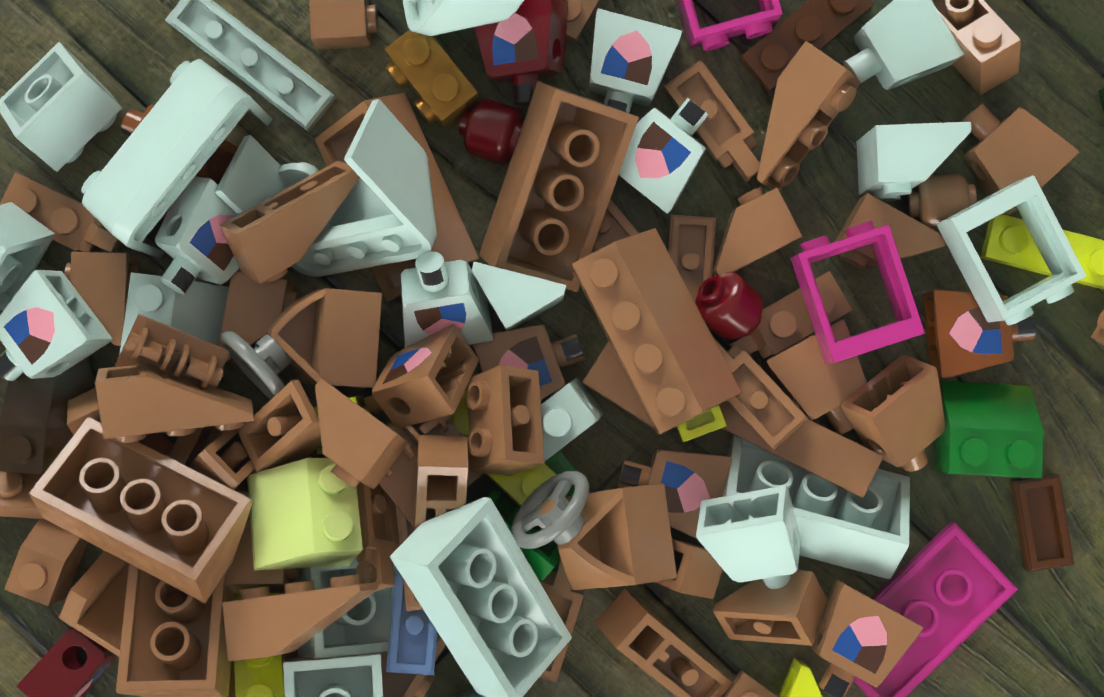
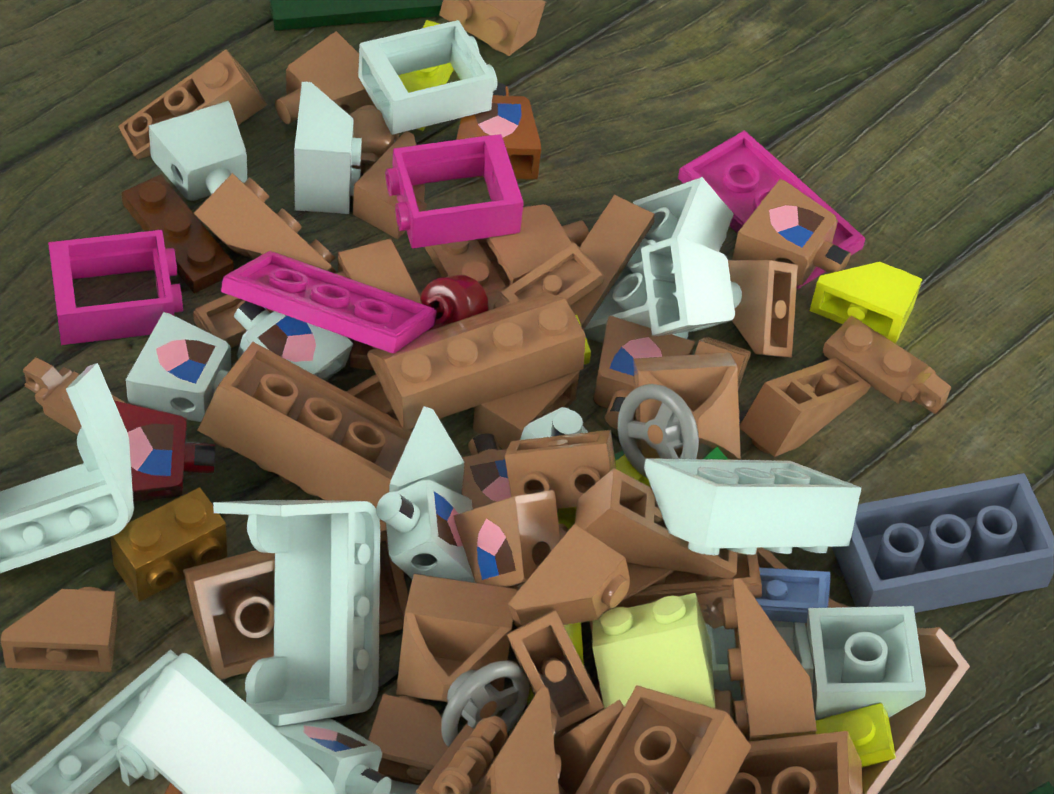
camera: 90 degrees left, 35 degrees down
(287, 224) = (320, 671): medium nougat slope -> none
(491, 130) = (240, 482): dark red head -> none
(699, 184) = (330, 301): none -> dark pink tile
(899, 412) = (588, 184): medium nougat torso -> none
(989, 431) = (593, 133): green slope -> none
(1042, 522) = (681, 110): reddish brown tile -> none

